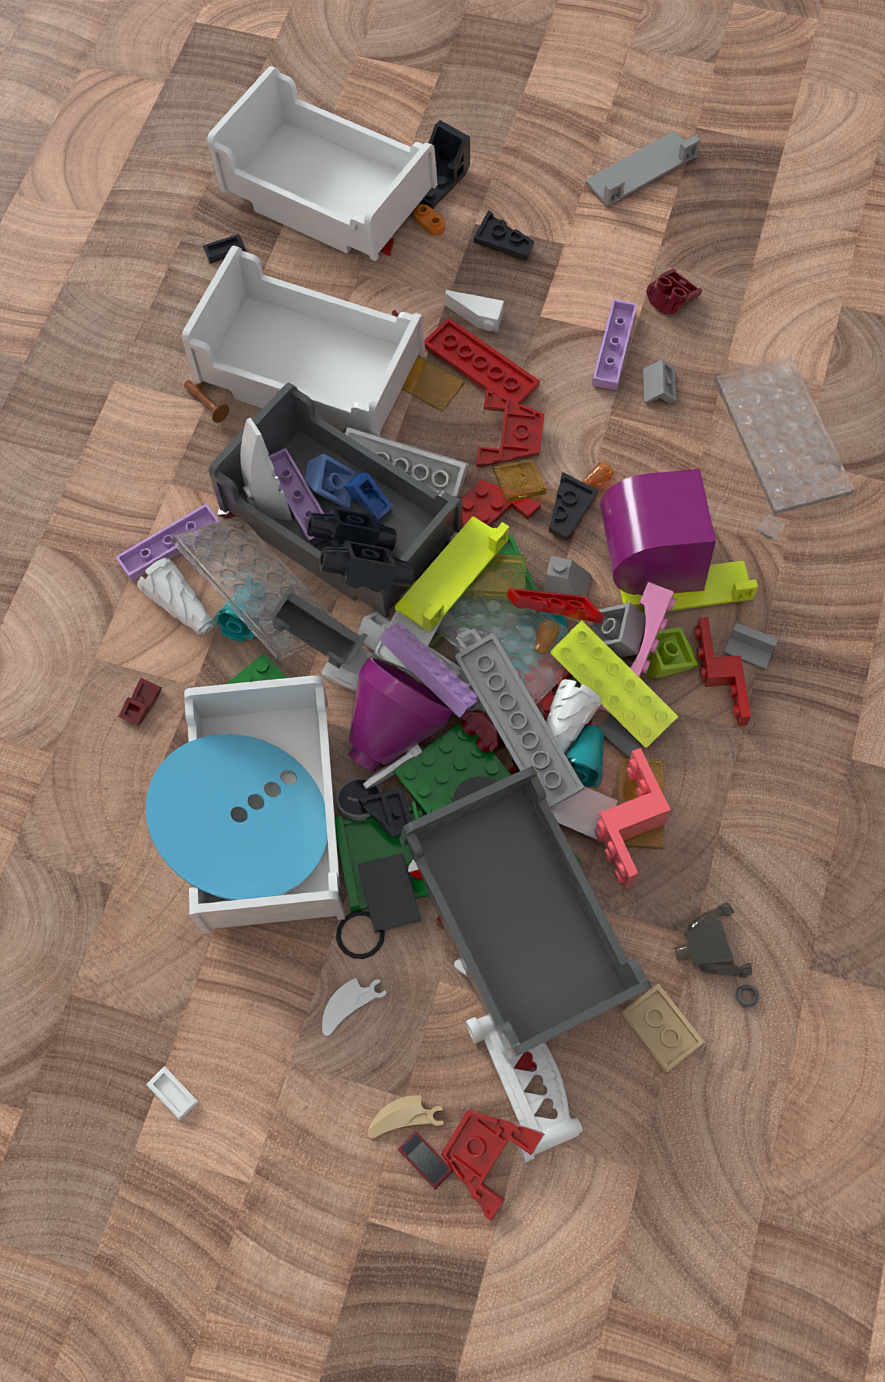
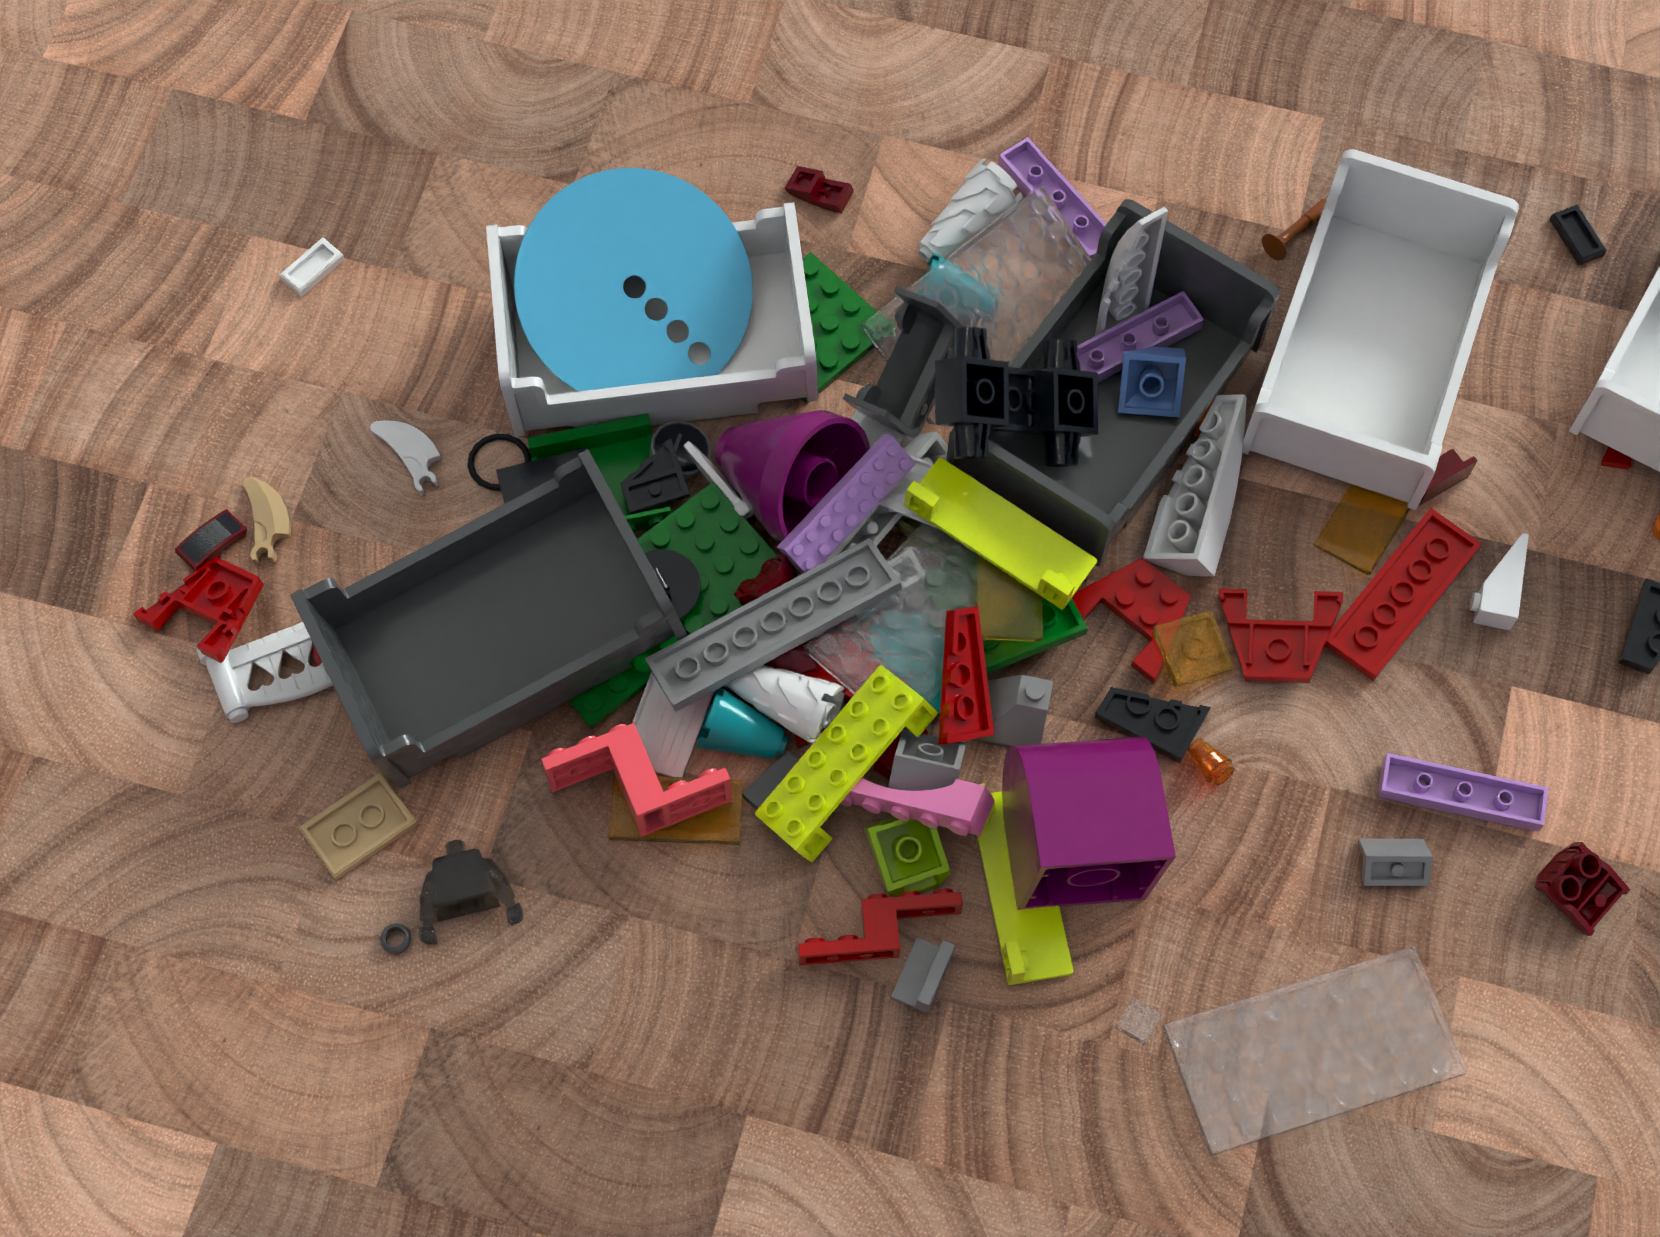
camera: 85 degrees right, 0 degrees up
(368, 495) = (1132, 430): blue arch -> none
(546, 635) = (905, 659): clear orange cone -> none

